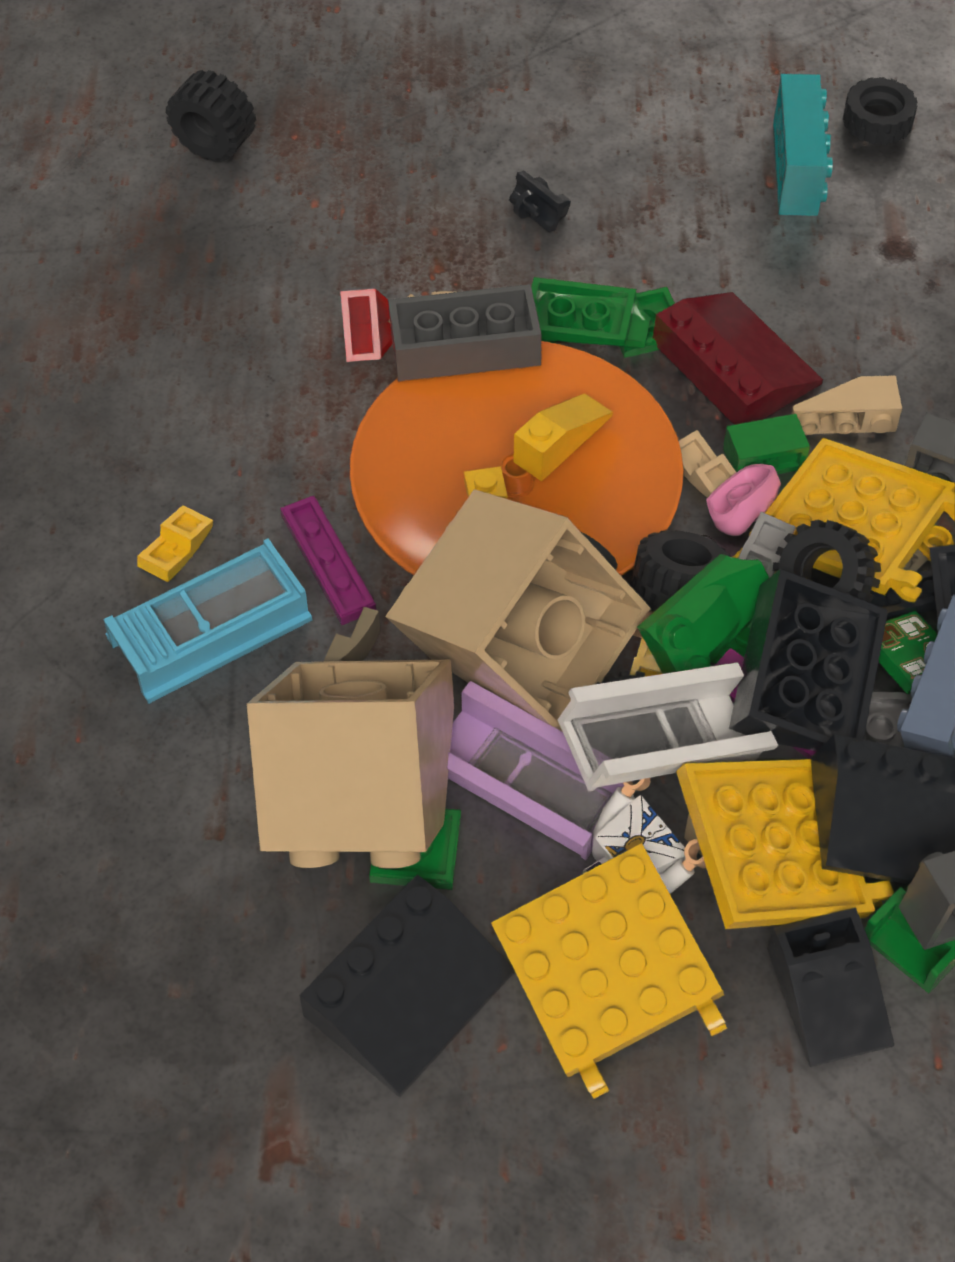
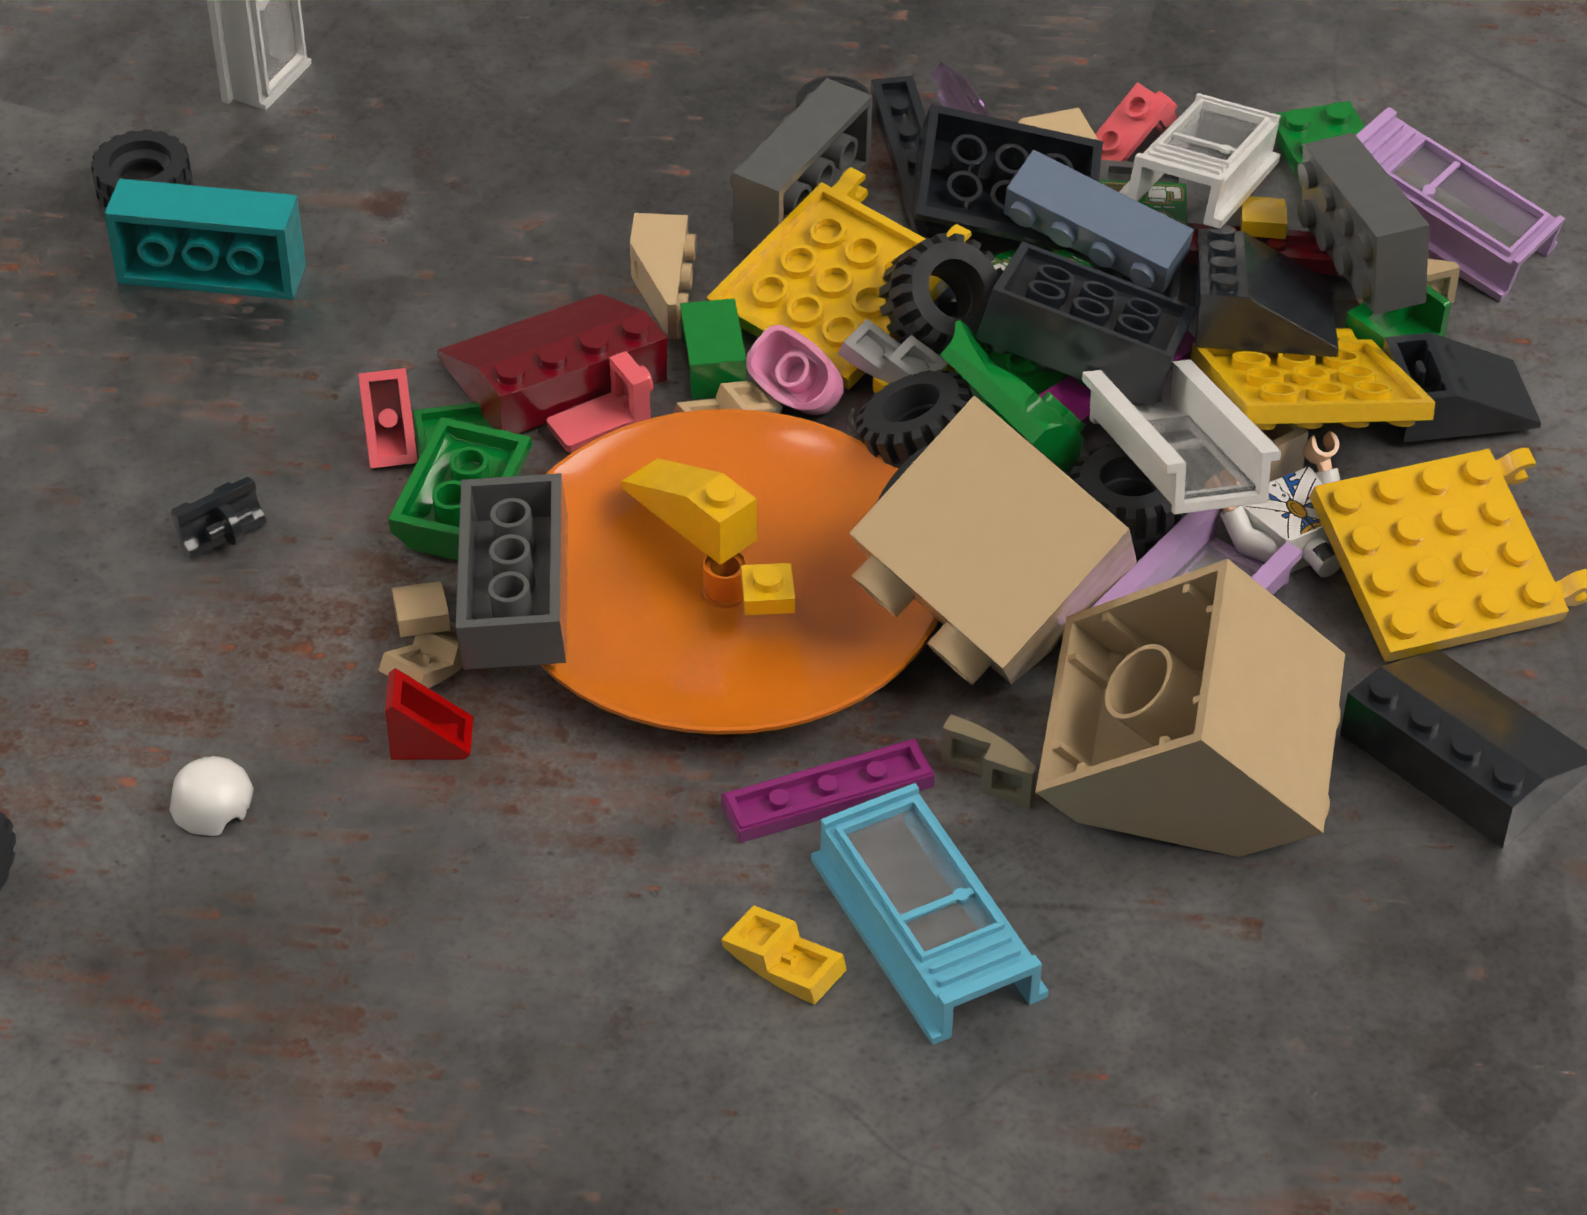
camera: 85 degrees left, 10 degrees down
(297, 237) = (210, 795): none -> white hair
(654, 266) = (387, 418): none -> coral slope
(684, 395) = (621, 407): none -> coral bracket

